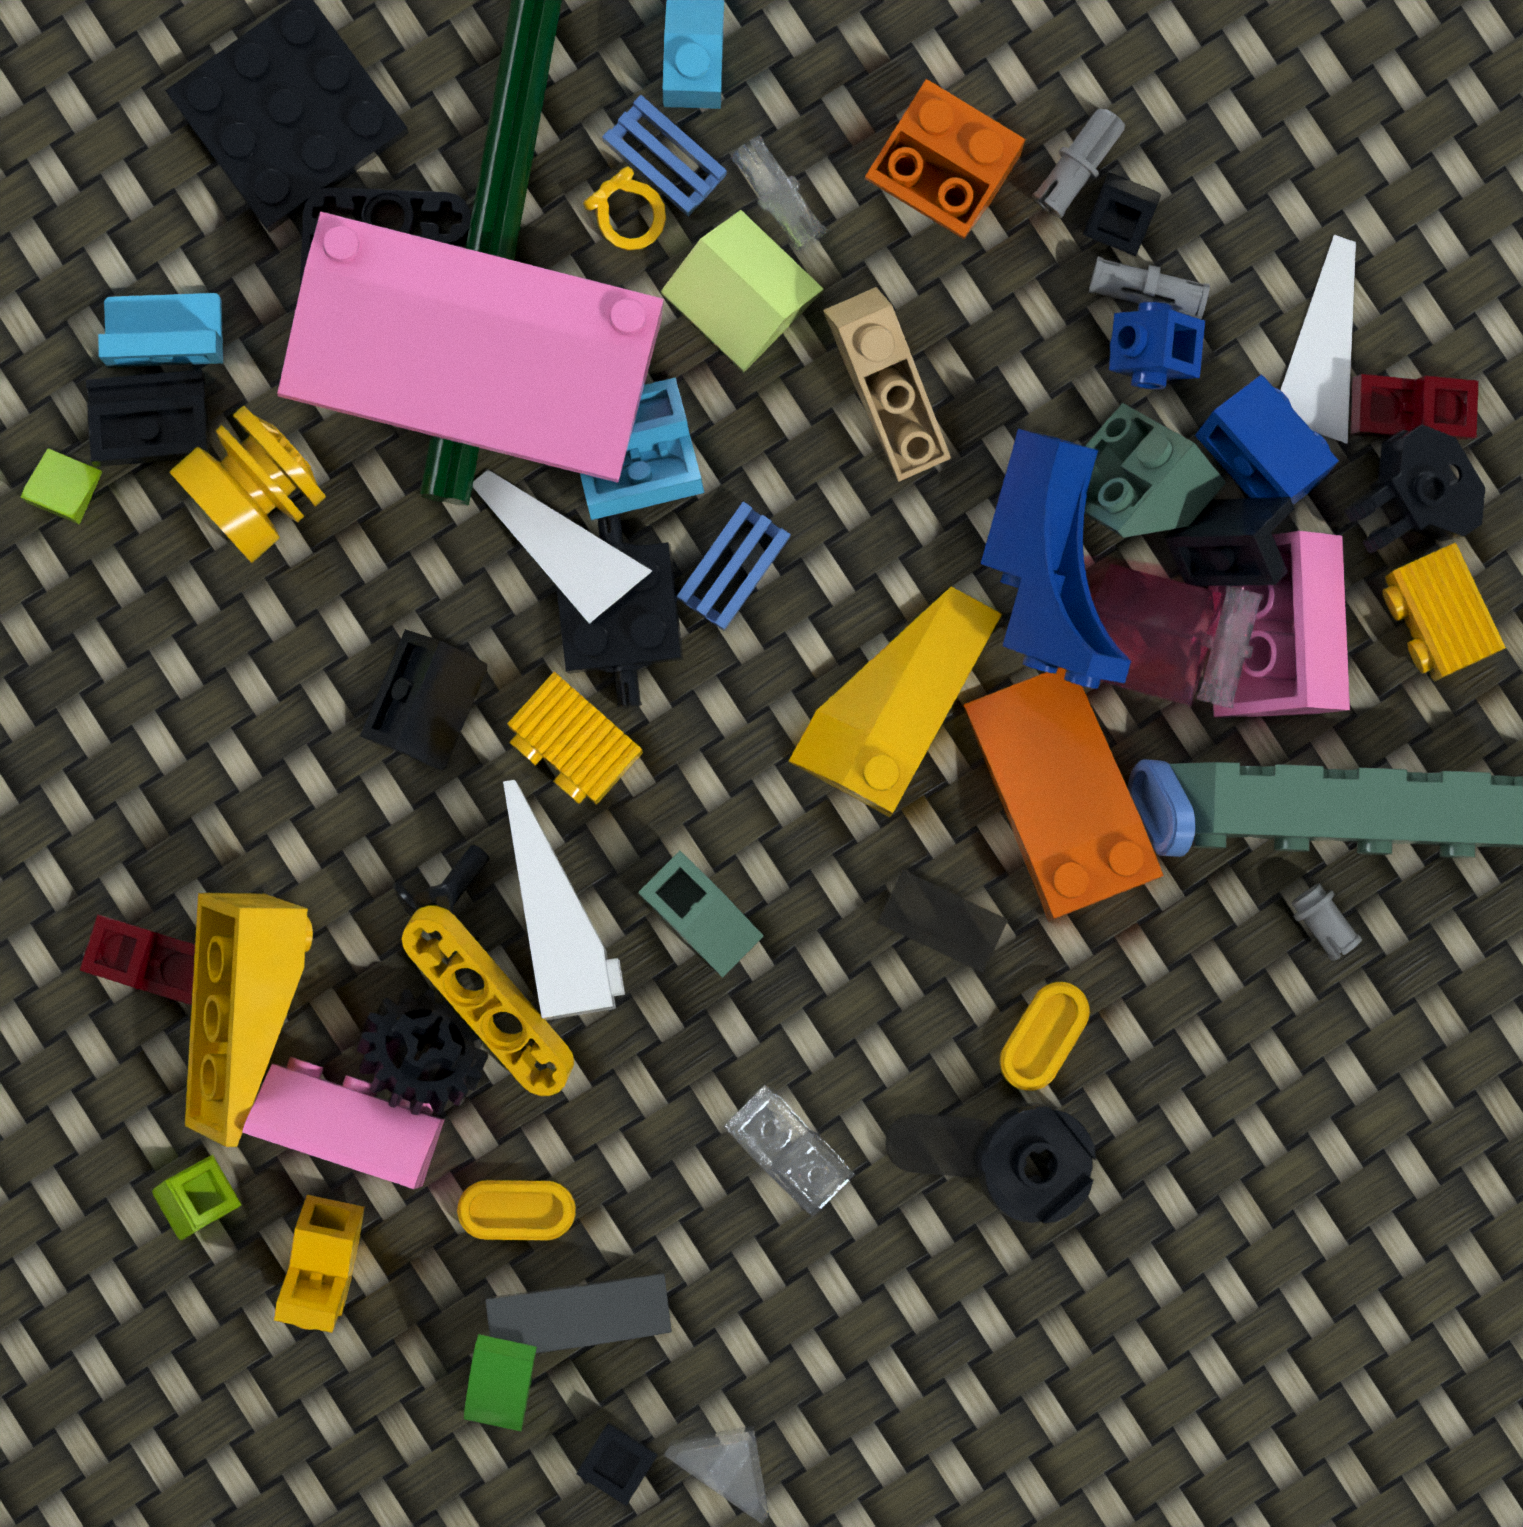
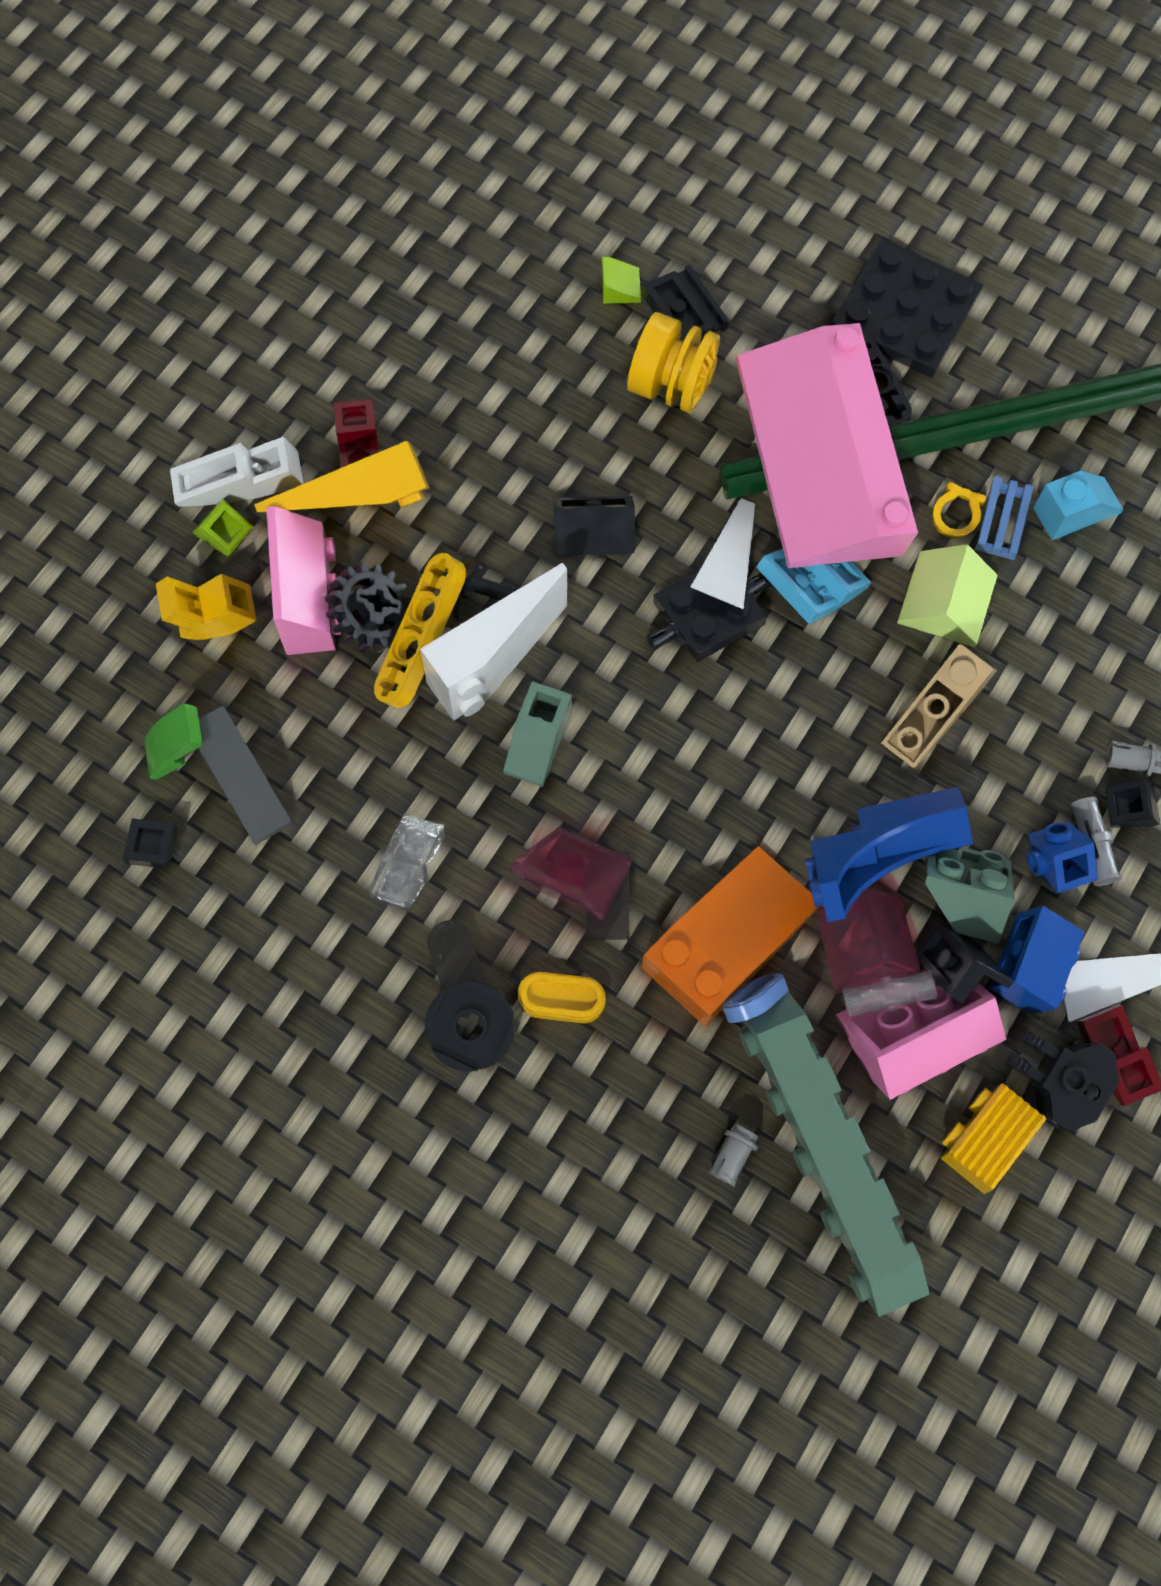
camera: 70 degrees right, 15 degrees down
(129, 1147) = (237, 474): none -> white slope
(162, 330) = (738, 295): medium azure panel -> none
(516, 1210) = (294, 714): yellow tile -> none
(573, 739) = (612, 616): yellow brick -> none
(727, 1464) = (174, 915): clear slope -> none
(761, 526) = (773, 652): medium blue tile -> none
(778, 194) = (1020, 591): clear pin -> none
(889, 712) = (728, 803): yellow wedge -> none
(902, 951) = (573, 871): none -> clear pink slope
(946, 159) = (1104, 673): orange slope -> none

